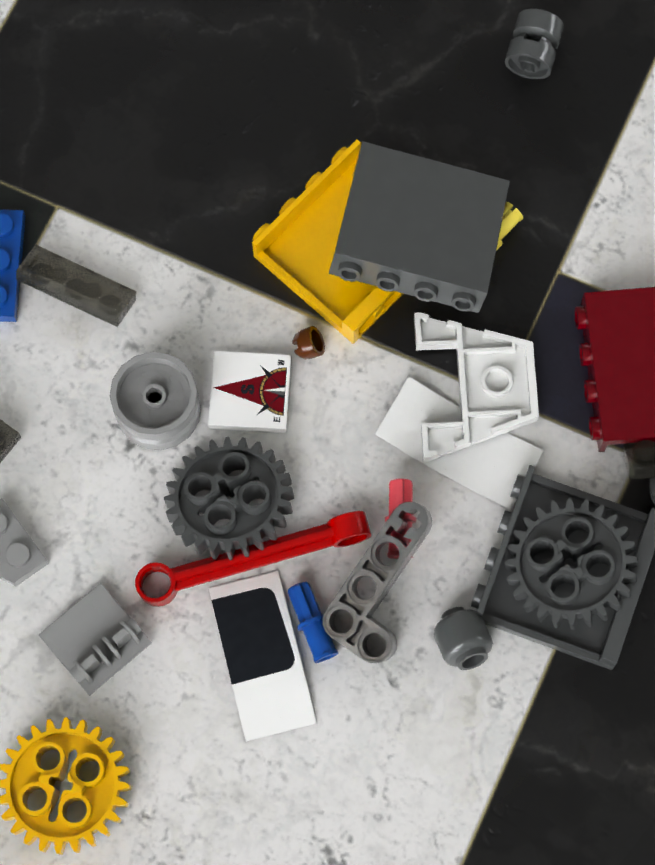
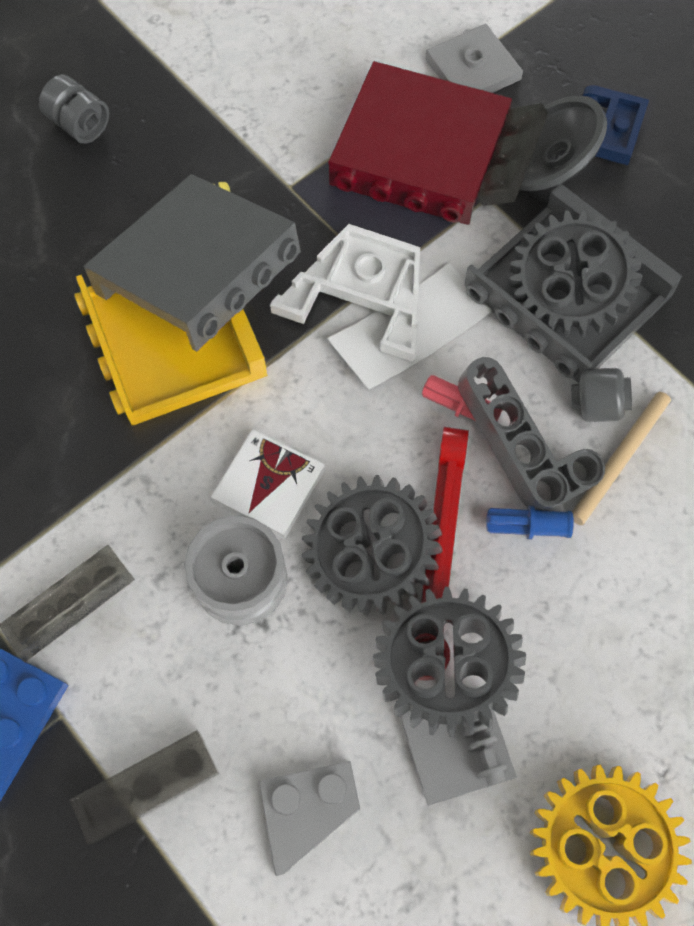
camera: 65 degrees left, 5 degrees down
(165, 627) = (492, 659): none -> dark grey gear
(262, 656) = (544, 583): sticker -> none
(309, 343) = (250, 408): reddish brown hinge -> none
(414, 679) = (621, 457): none -> tan bar

